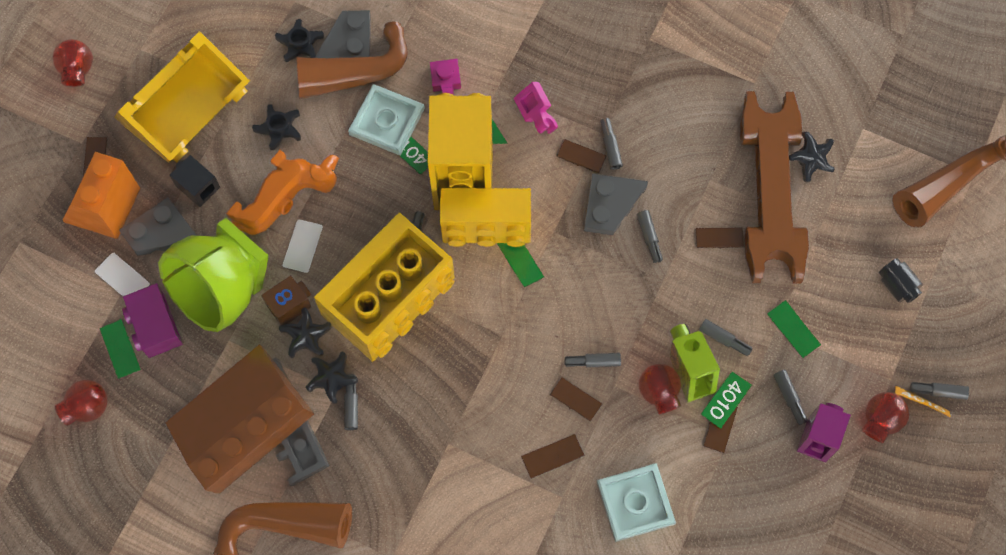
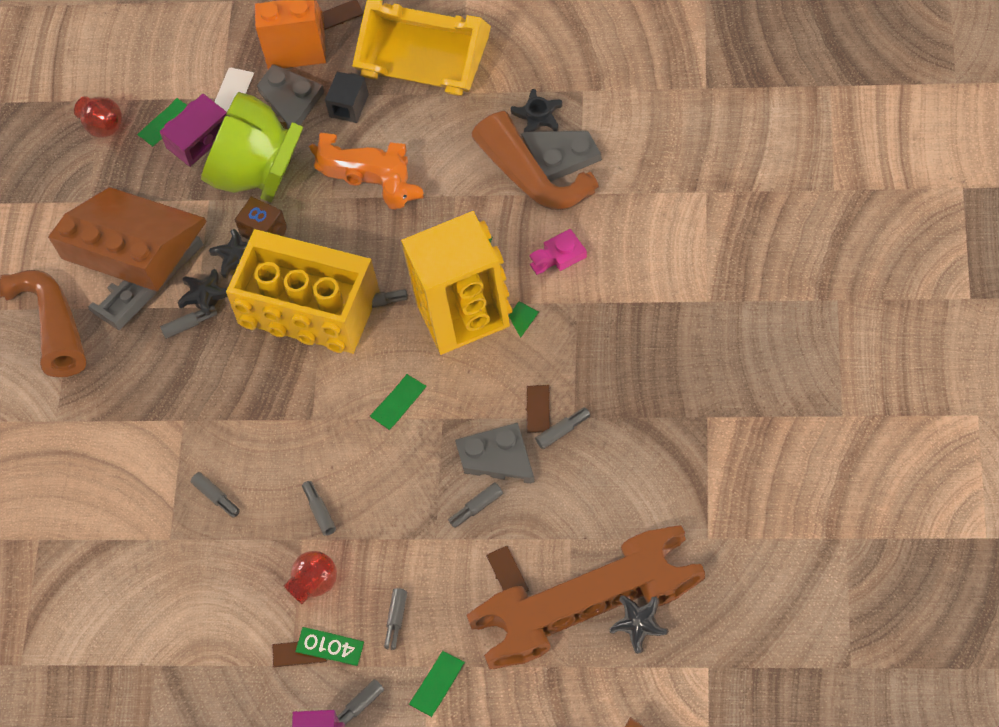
camera: 75 degrees right, 10 degrees down
(278, 126) = (438, 137): black animal -> none
(302, 246) = (328, 214): white sticker -> none
(386, 119) = (502, 215): light aqua tile -> none
(485, 216) = (415, 343): yellow brick -> none
(533, 106) = (567, 338): dark pink plate -> none
(539, 441) = (214, 494): none -> dark grey pin
(552, 456) = (207, 514): reddish brown sticker -> none
(576, 399) = (273, 510): reddish brown window -> none
(636, 502) = (188, 604): light aqua tile -> none
(693, 363) = (345, 592): lime torso -> none

